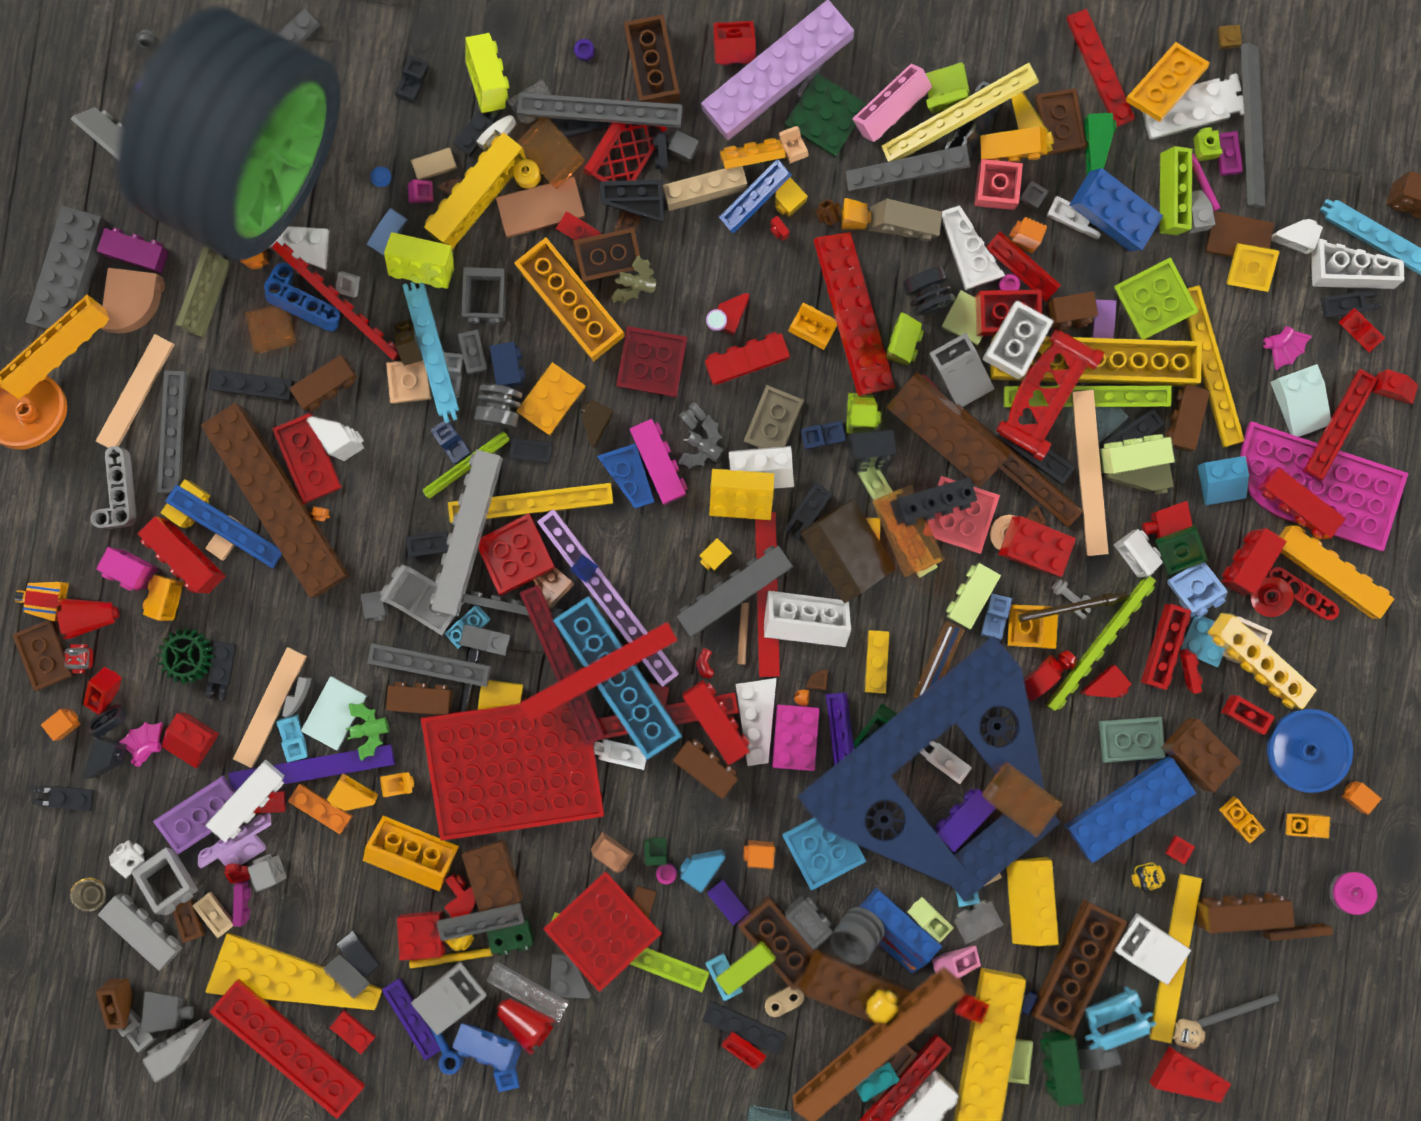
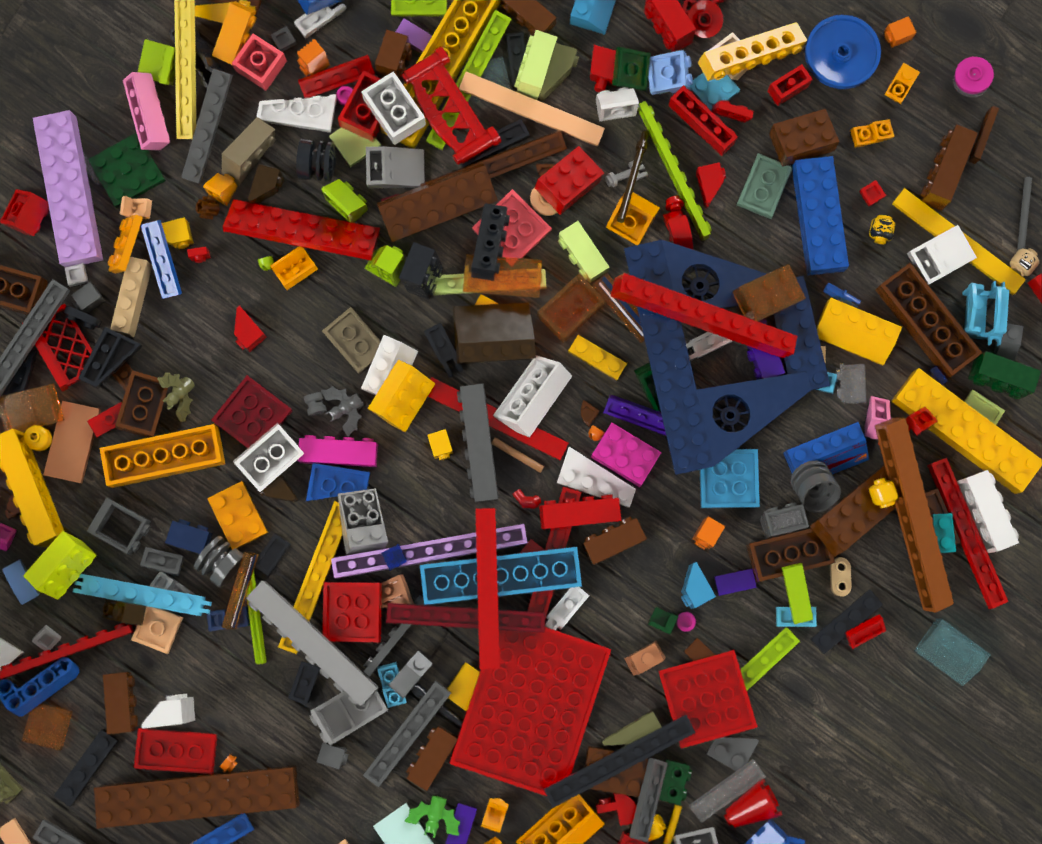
camera: 70 degrees left, 5 degrees down
(481, 439) = (240, 590): none -> clear orange tile
(502, 877) = (619, 760): none -> black plate
(541, 881) = (634, 730): none -> olive slope
(603, 519) = (362, 522): none -> light grey slope
(618, 399) = (268, 457): none -> white slope
(700, 123) = (76, 275): none -> white tile
(716, 320) = (246, 342): light aqua tile -> none
(746, 359) = (292, 335): red brick -> none
(804, 297) = (265, 263): none -> lime hinge
(823, 434) = (388, 305): dark blue slope -> none
(881, 255) = (265, 184): none -> dark brown slope
(911, 612) = (571, 308): none -> clear orange brick
(930, 919) = (831, 421): yellowish green slope -> none
(965, 747) = (703, 315): none -> red brick
(996, 616) = (609, 242): medium blue slope -> none
(1060, 869) = (841, 295): none -> blue axle

